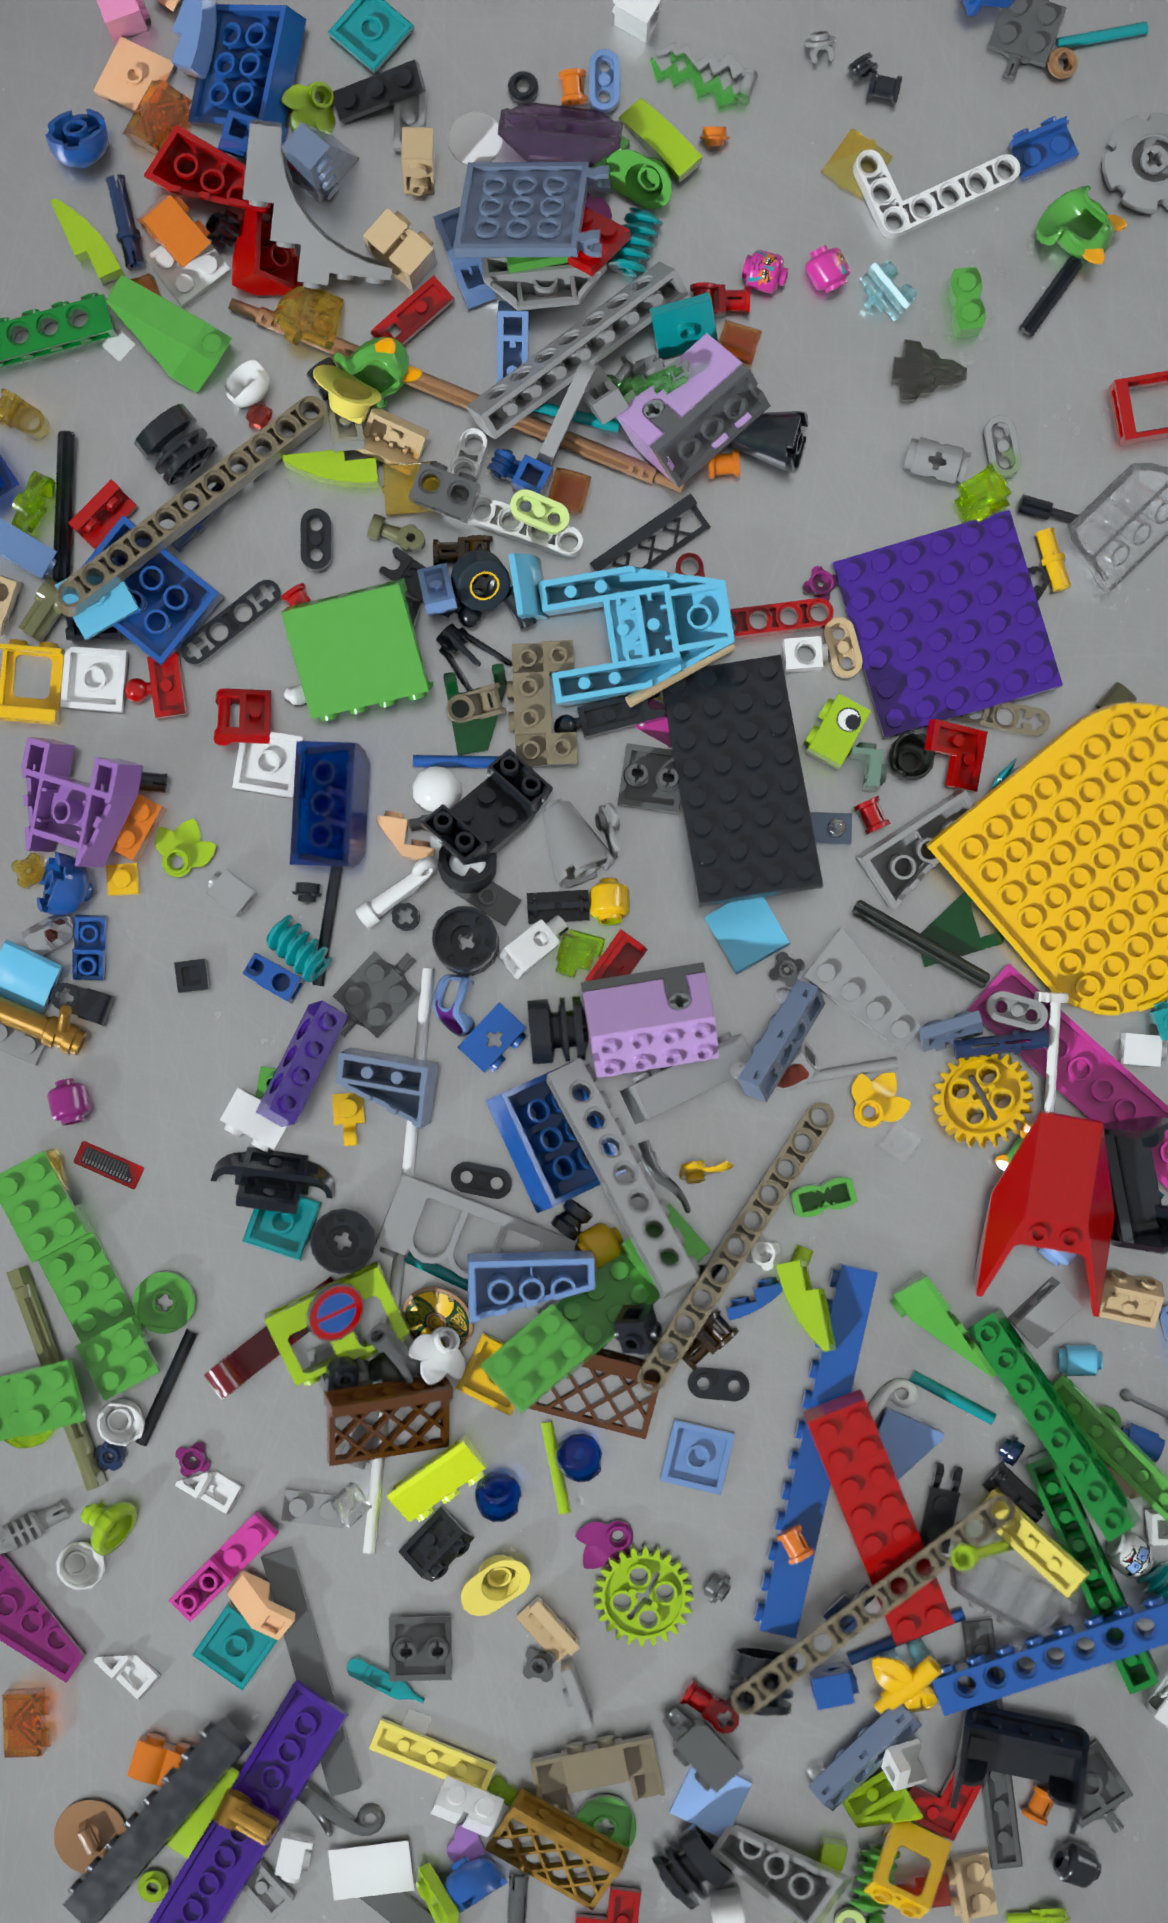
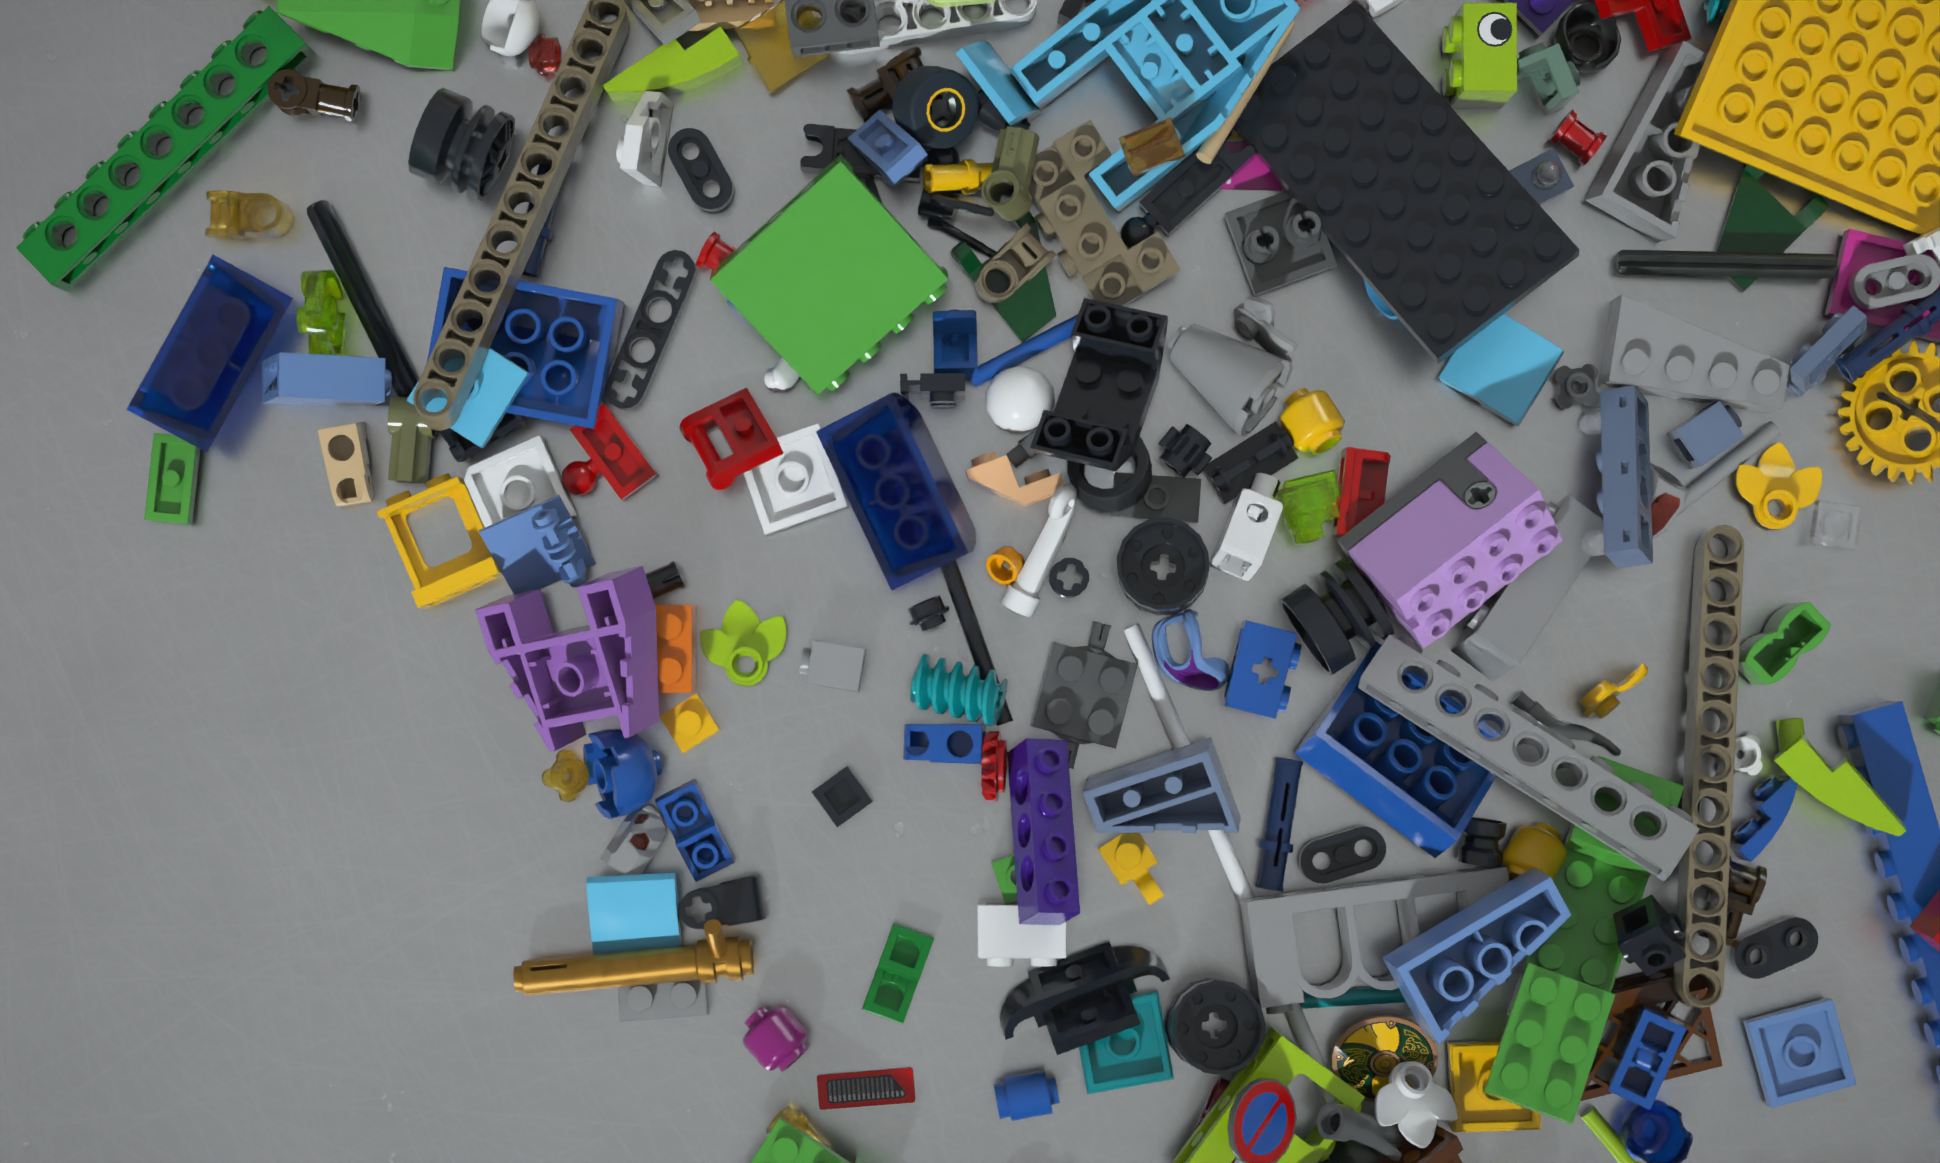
camera: 25 degrees left, 0 degrees up
(88, 720) = (539, 547): none -> medium blue hinge
(101, 364) = (314, 96): none -> dark brown connector
(102, 513) = (416, 281): red bracket -> none
(119, 345) = (323, 63): white sticker -> none
(166, 1104) = (897, 974): none -> green slope
(204, 1222) = (1026, 1095): none -> blue brick
(291, 502) = (646, 138): none -> white plate
(295, 1007) = (993, 766): none -> red gear
(370, 881) = (998, 571): none -> light orange hinge
(387, 756) = (939, 388): none -> black plate
(408, 537) = (815, 105): olive leg -> none
(414, 734) = (955, 342): none -> blue bracket
(429, 1169) = (1279, 824): none -> dark blue pin
(478, 634) = (966, 176): none -> yellow pin
(506, 645) = (1011, 170): none -> olive piece
(520, 877) = (1185, 450): none -> black gear
(596, 678) = (1152, 147): none -> clear orange piece
(597, 1404) = (1646, 1057): none -> blue brick
(851, 1042) = (1706, 434): none -> sand blue brick

